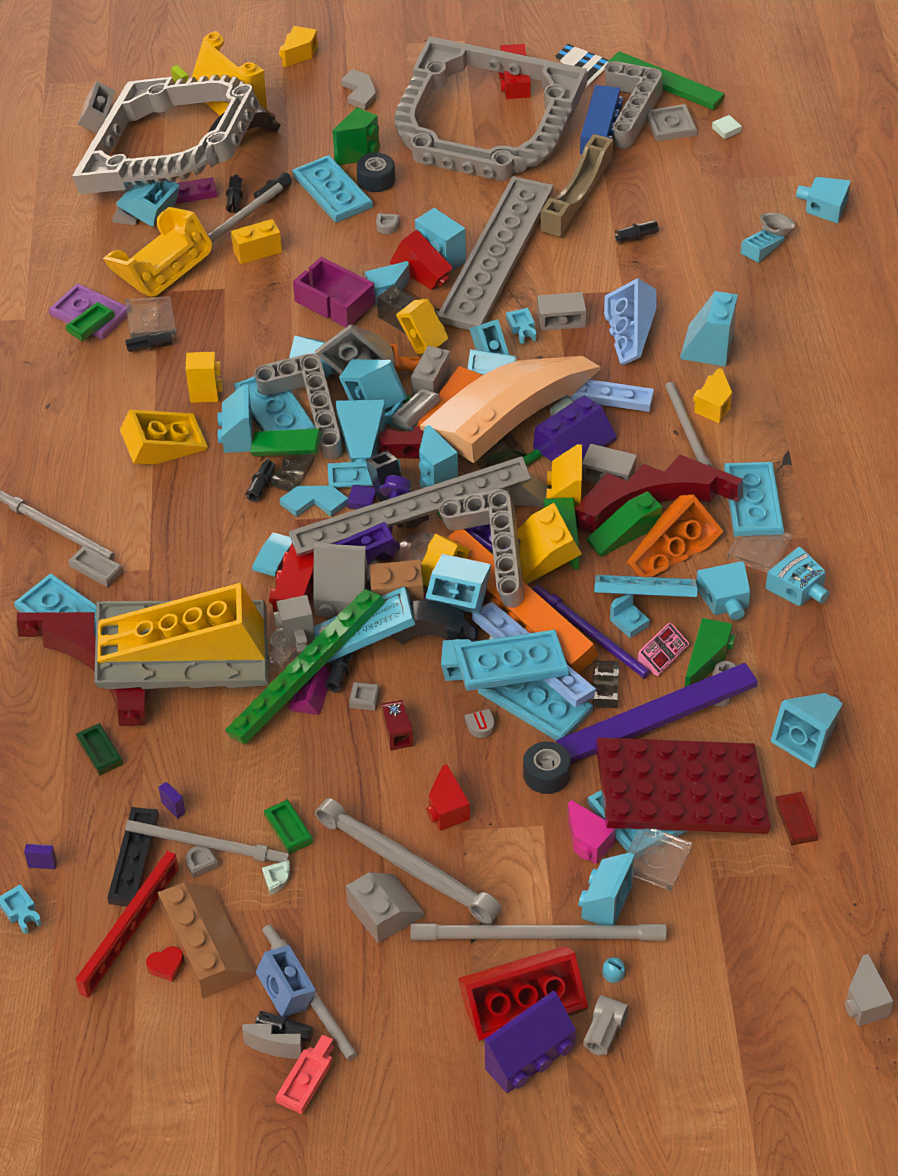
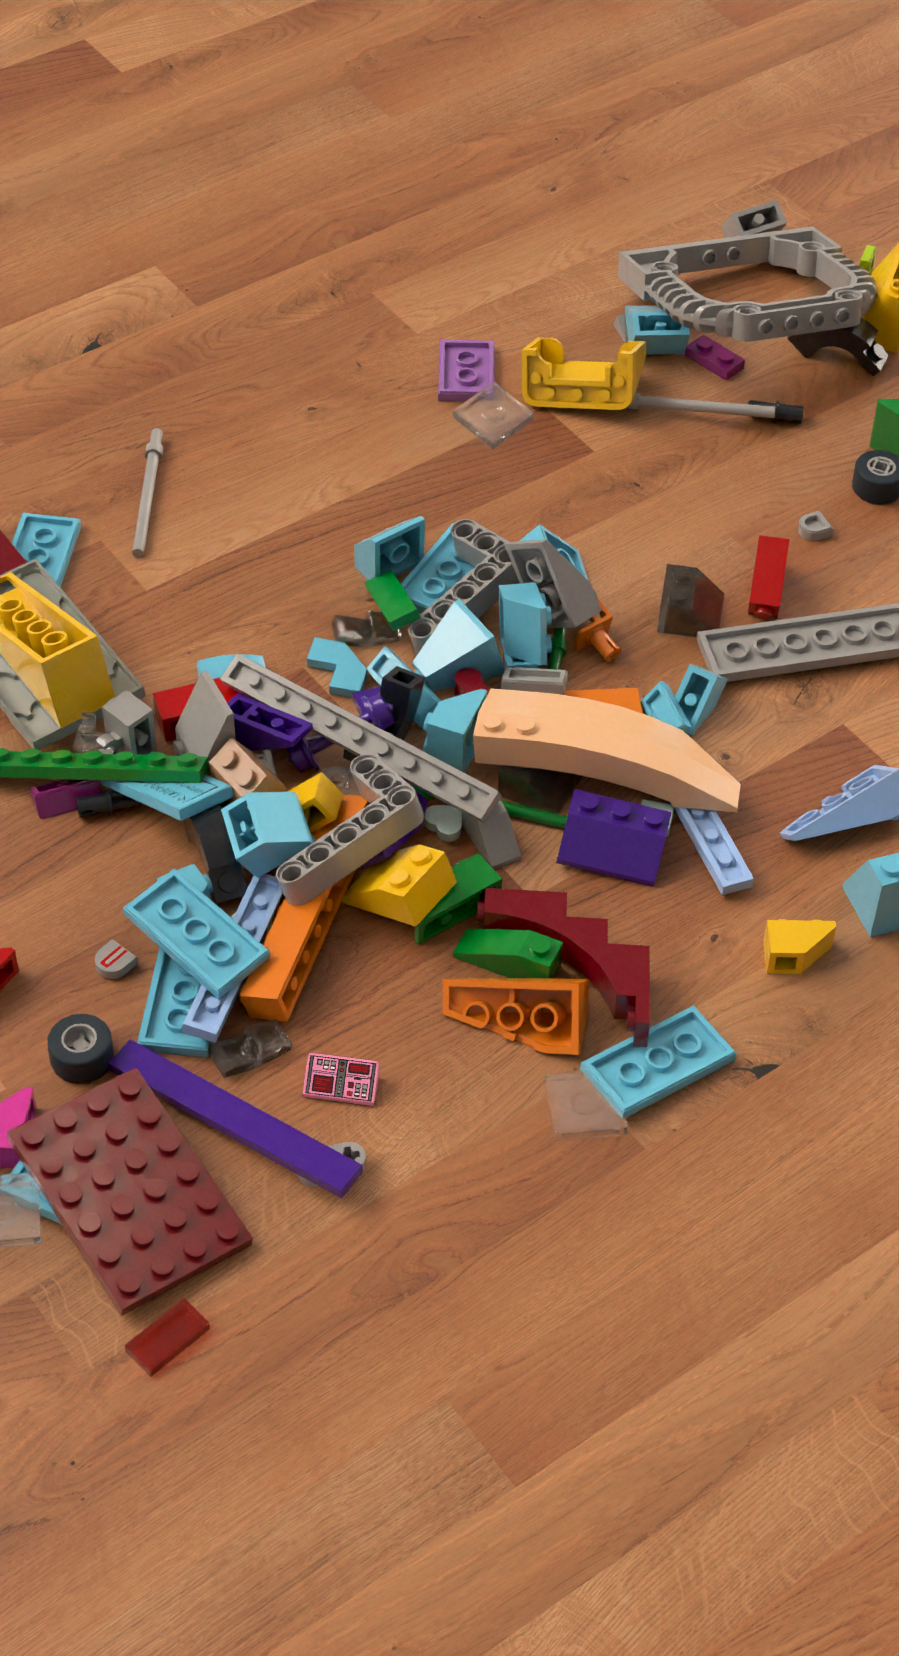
camera: 55 degrees right, 0 degrees up
(90, 321) = (443, 374): green tile -> none
(95, 566) = (117, 547): light grey tile -> none
(149, 341) = (459, 432): black axle -> none
(161, 436) = (328, 504): yellow slope -> none
(202, 377) = (427, 488): yellow brick -> none
(234, 193) = (736, 386): black axle -> none
(256, 241) = (675, 436): yellow brick -> none
(260, 481) = (327, 610): black axle -> none
(332, 188) = (824, 458): medium azure tile -> none
(334, 292) = (653, 538): magenta piece -> none
(364, 696) = (86, 842): light grey tile -> none
(387, 276) = (719, 565): medium azure slope -> none
(397, 724) = (58, 886): dark red leg -> none
(422, 325) = (658, 623): yellow brick -> none
(431, 370) = (602, 666): light grey brick -> none
(444, 236) = (808, 574): medium azure brick -> none
(521, 322) = (756, 710): medium azure plate -> none
(557, 603) = (340, 946): dark purple bar -> none
(561, 311) = (808, 736): light grey brick -> none
(566, 475) = (533, 863): yellow slope -> none
(605, 460) = (591, 890): light grey brick -> none
(627, 616) = (370, 1021): medium azure bracket -> none
(645, 585) = (418, 1013): medium azure tile -> none
(686, 424) = (677, 986): light grey bar -> none
(709, 649) = (373, 1122): green slope -> none
(725, 589) = (481, 1098): medium azure torso -> none
(798, 579) = (555, 1165): medium azure torso -> none
(806, 726) = (317, 1280): medium azure slope -> none

